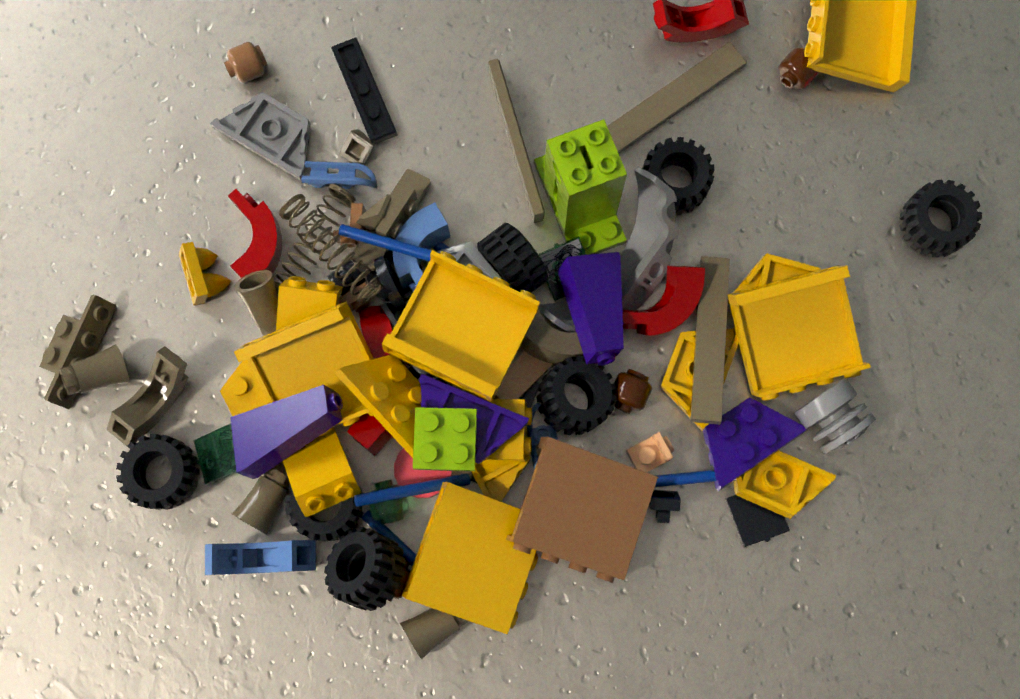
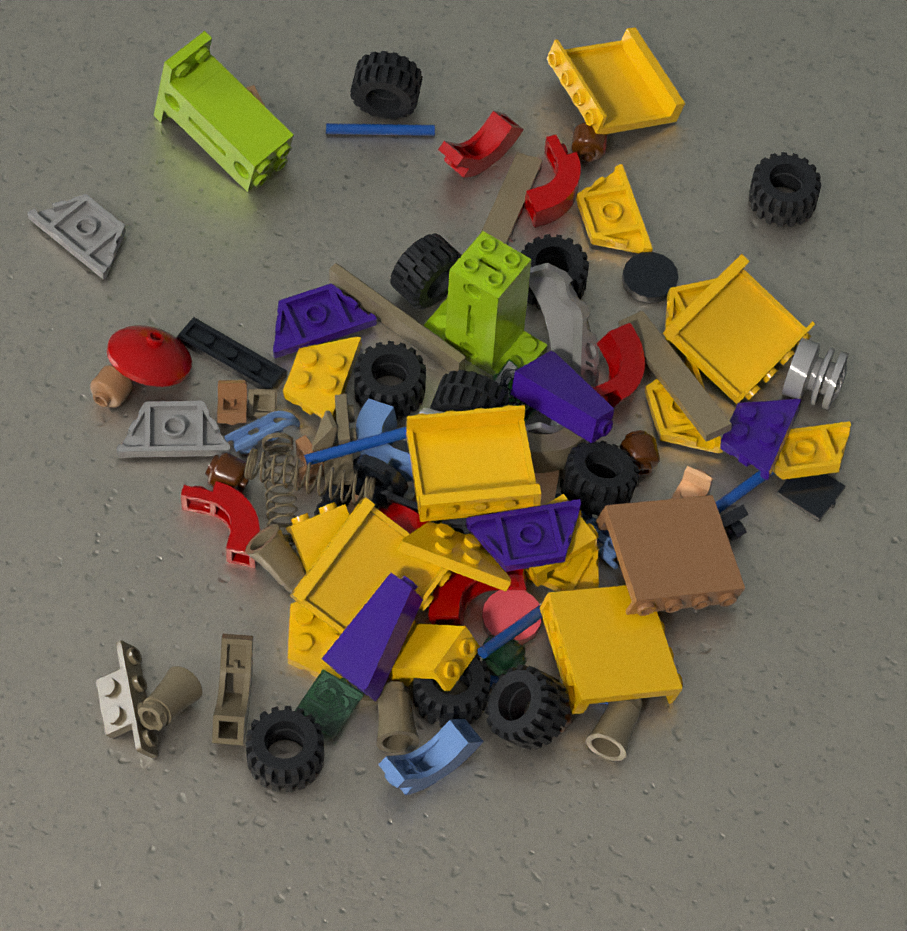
camera: 40 degrees left, 20 degrees down
(200, 284) = (197, 581): yellow tile -> none
(278, 192) = (227, 470): none -> reddish brown head
(283, 61) = (149, 356): none -> red dish
(330, 136) = (232, 402): none -> medium nougat bracket
(420, 154) = (320, 374): none -> yellow wing
(445, 439) = (525, 552): lime plate -> none
(452, 98) = (316, 319): none -> dark purple wing
(469, 172) = (391, 361): none -> black tyre
(564, 109) = (424, 271): none -> black tyre
(734, 105) = (555, 198): none -> red arch
(761, 228) = (649, 276): none -> black tile
(771, 150) = (613, 214): none -> yellow wing

